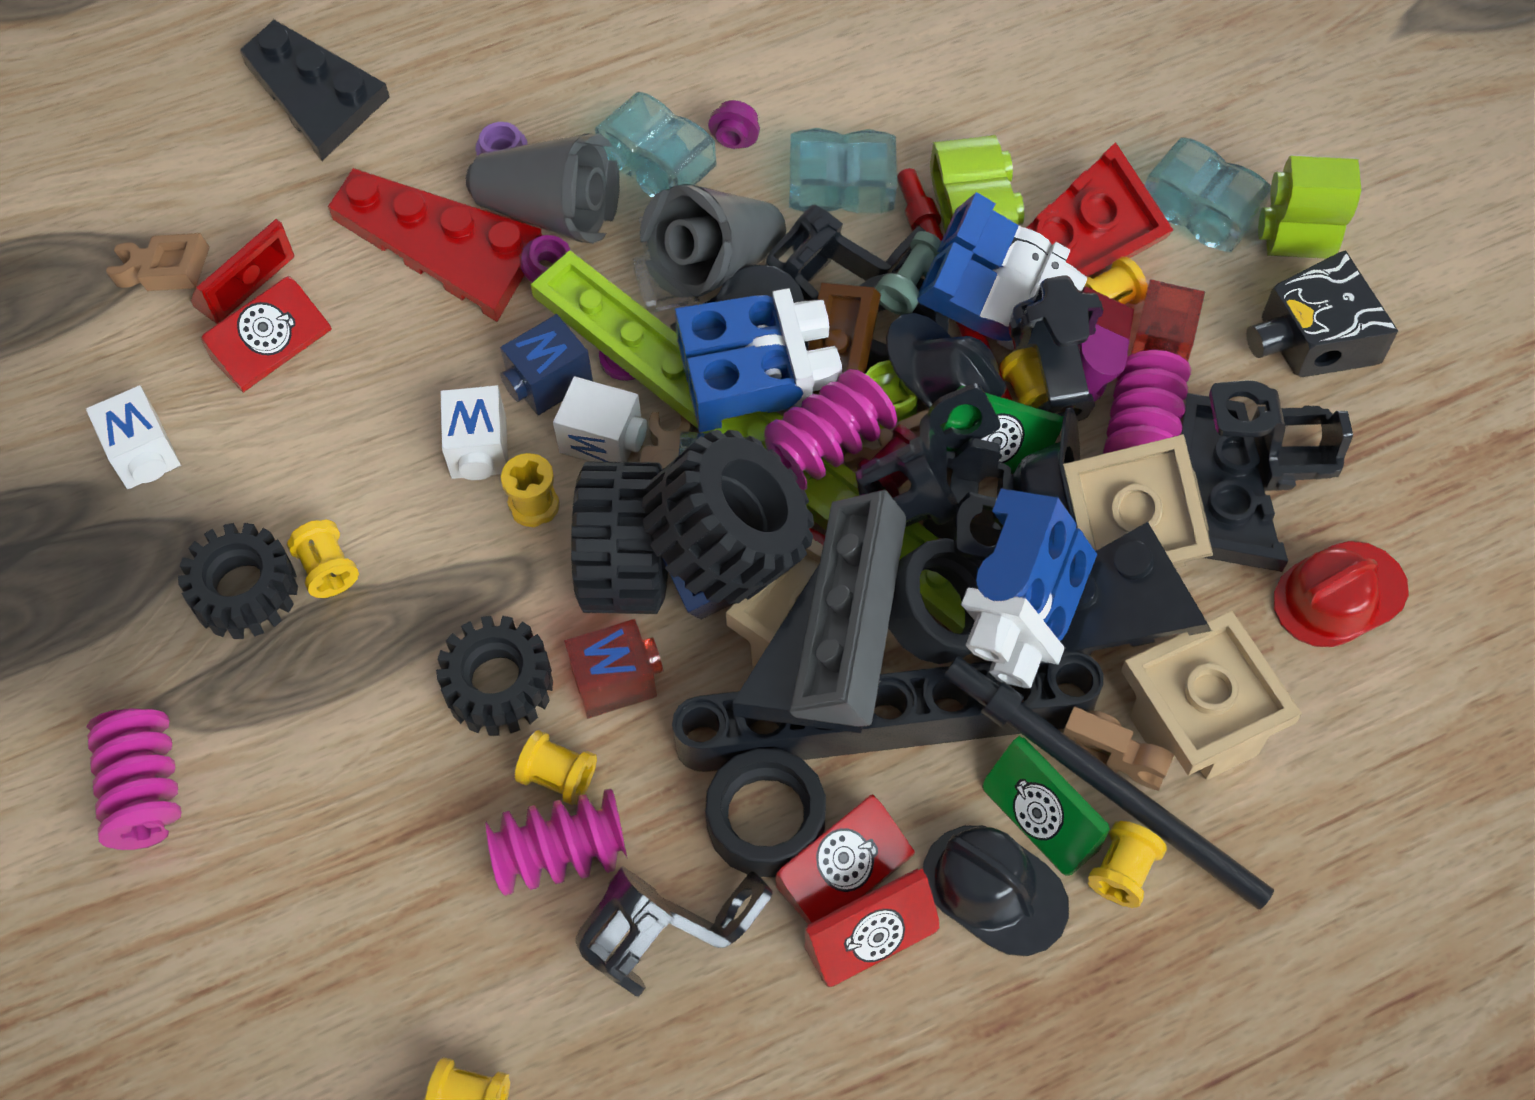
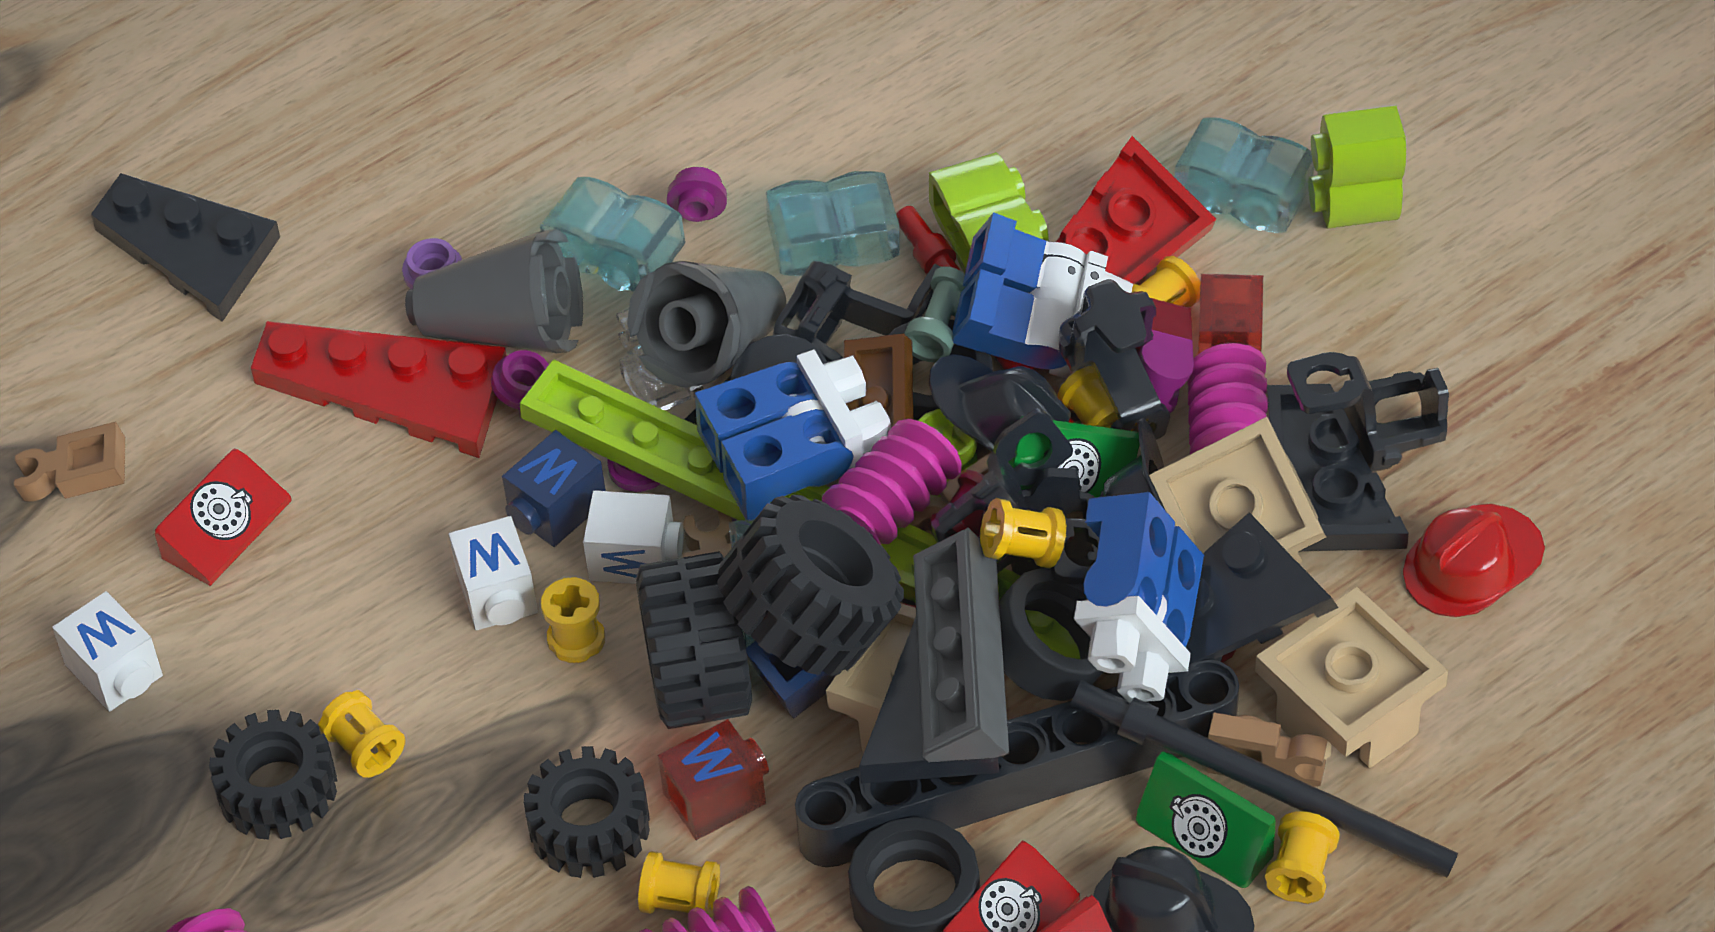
camera: 10 degrees left, 10 degrees down
(243, 273) = (175, 459): red slope -> none
(916, 493) = (1043, 539): none -> yellow bush
(1324, 321) = (1399, 284): black torso -> none

